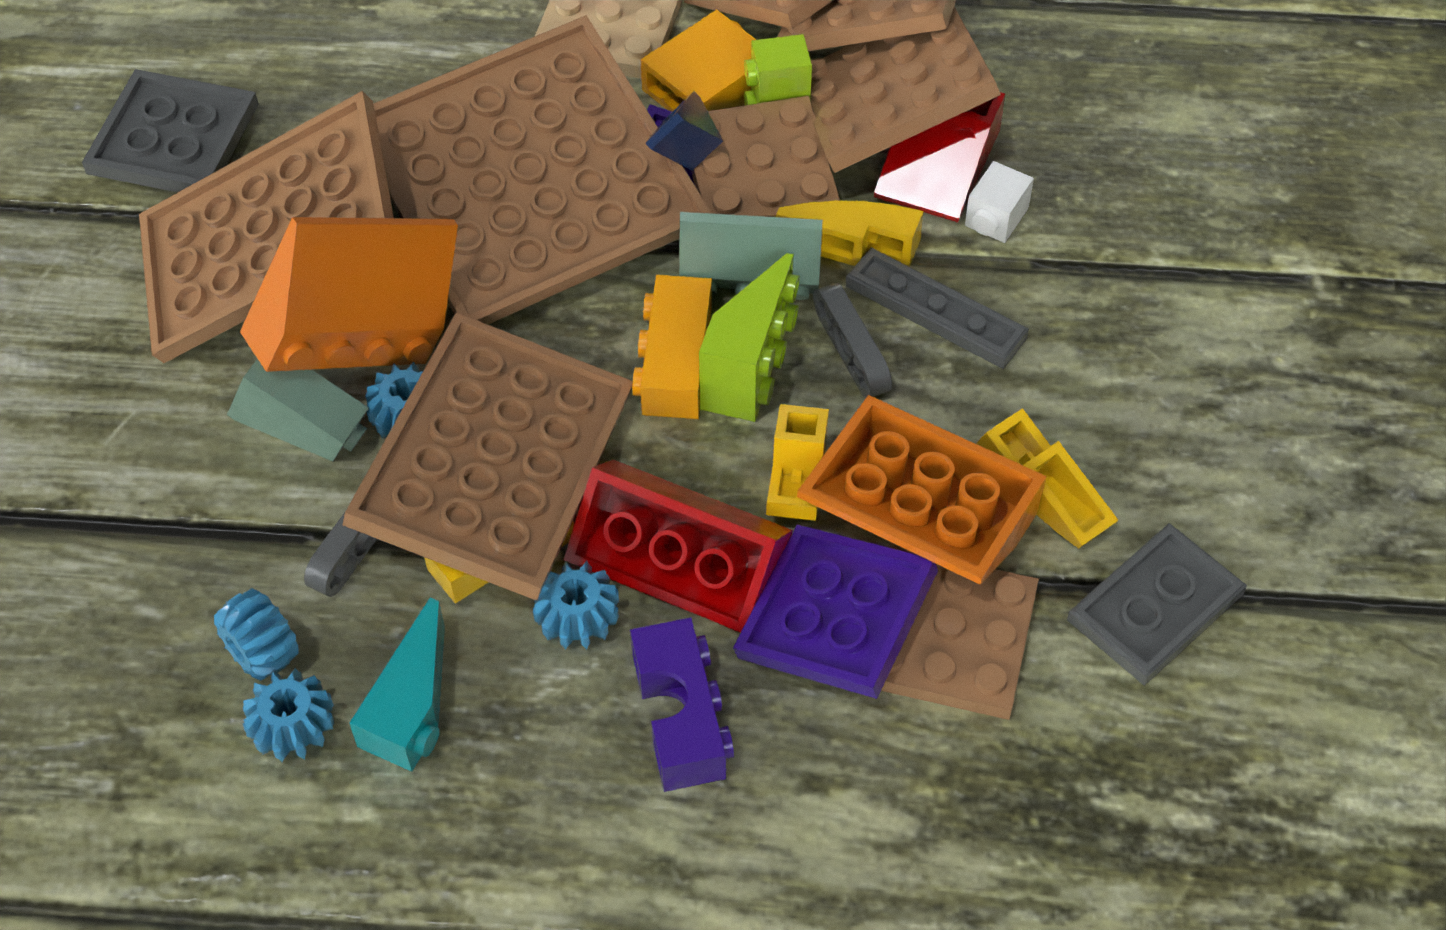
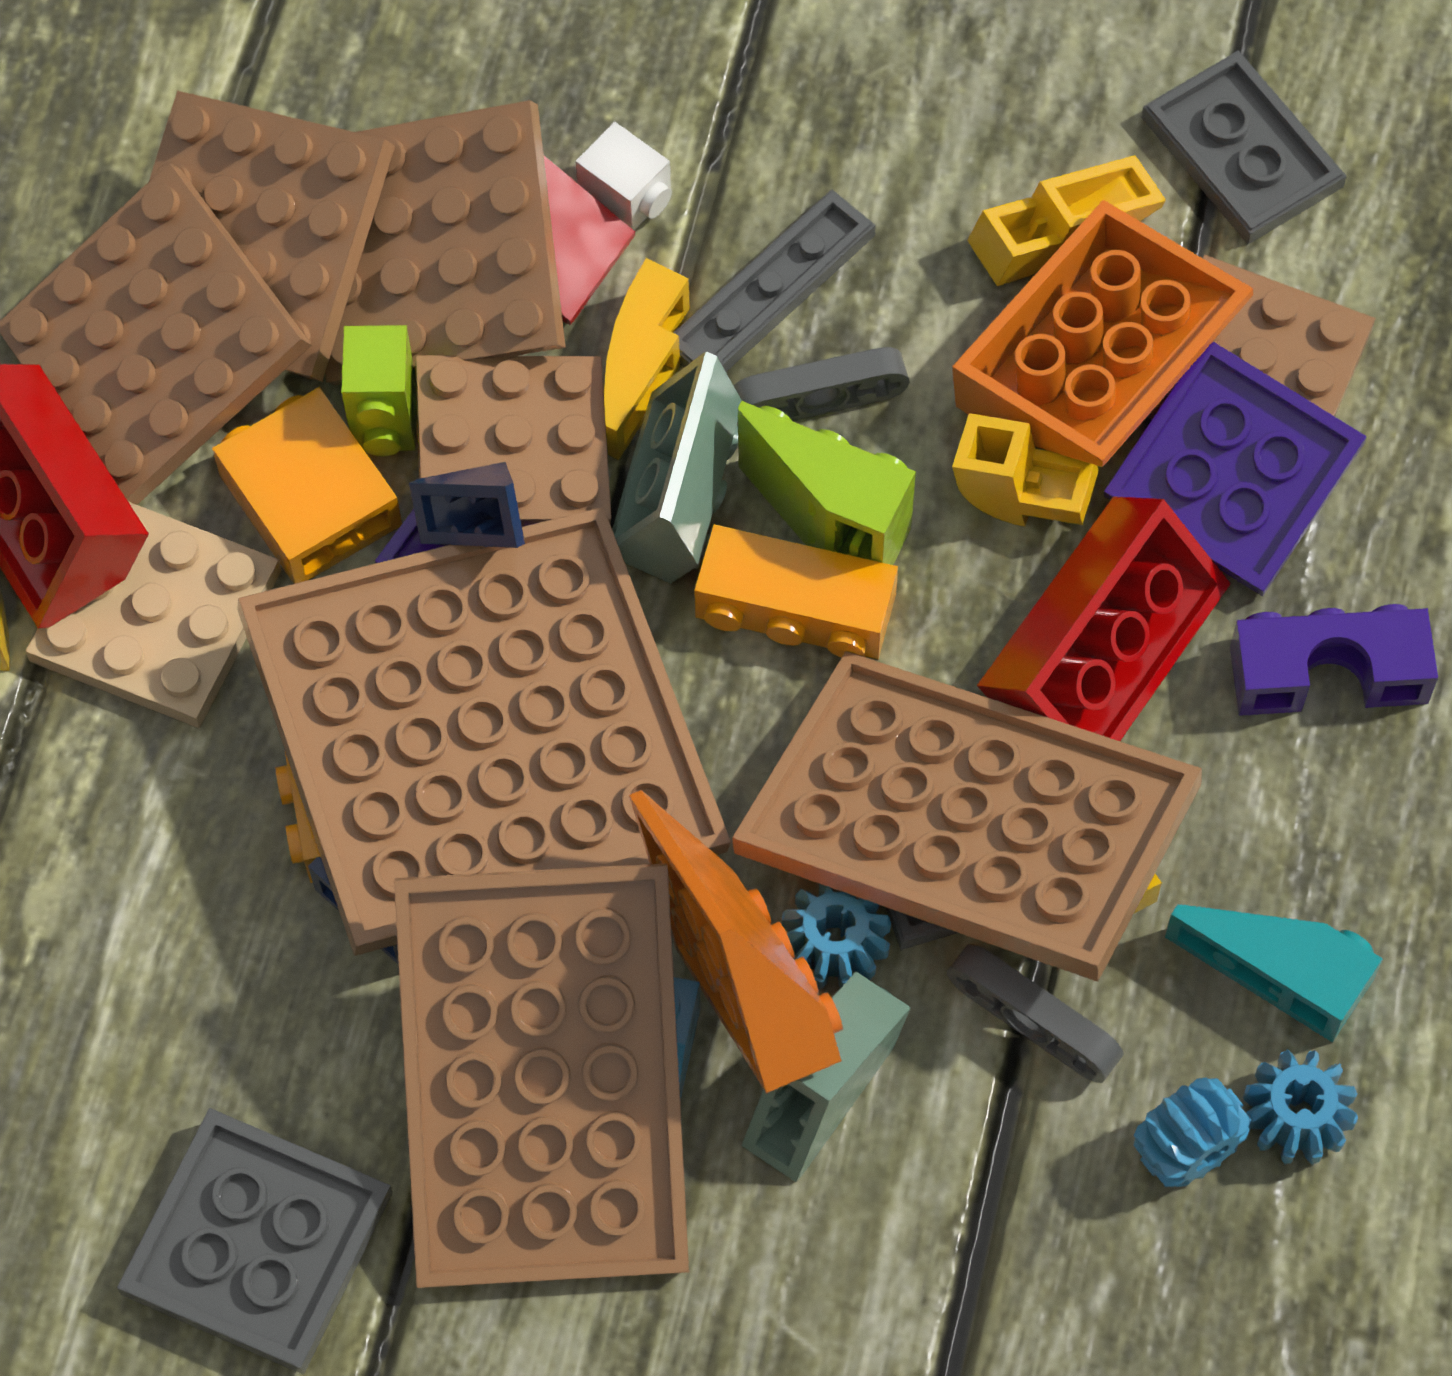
camera: 80 degrees left, 10 degrees up
(576, 605) = (1193, 739): dark azure gear -> none

